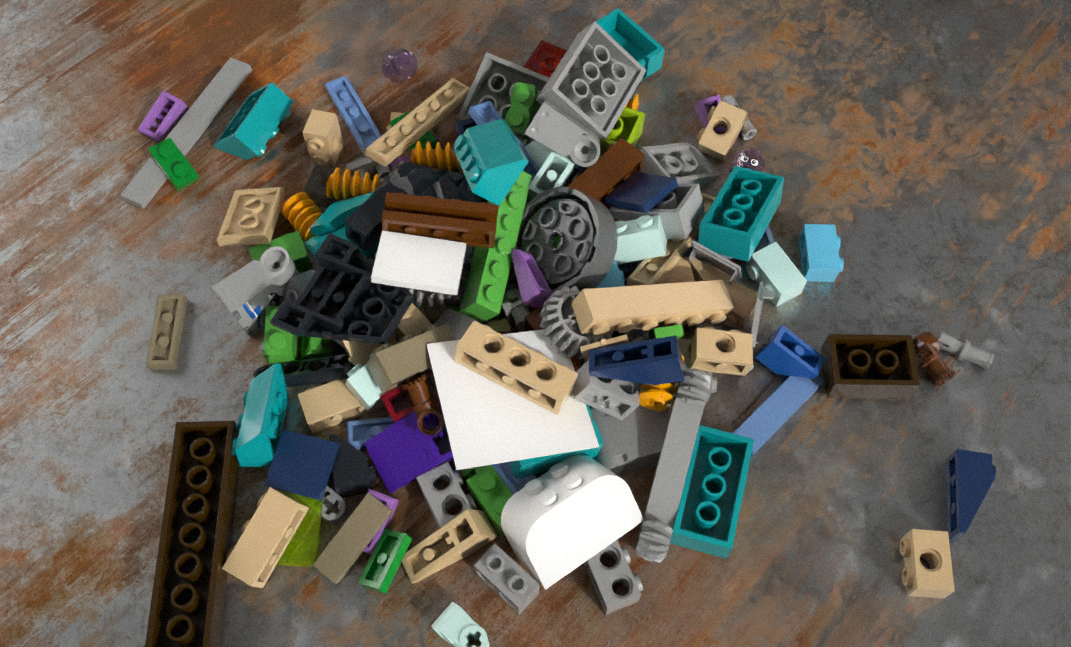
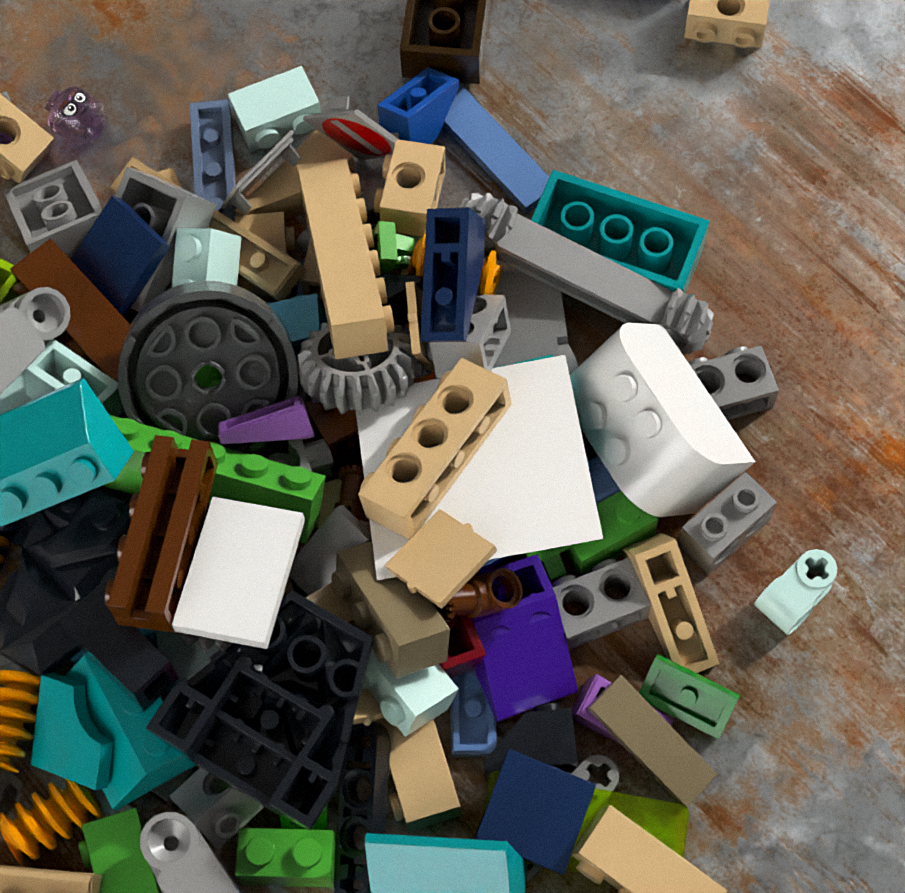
camera: 80 degrees left, 5 degrees up
(439, 376) = (440, 558): none -> tan piece
(741, 213) = (174, 127): teal brick -> none
(820, 252) = (247, 46): medium azure brick -> none

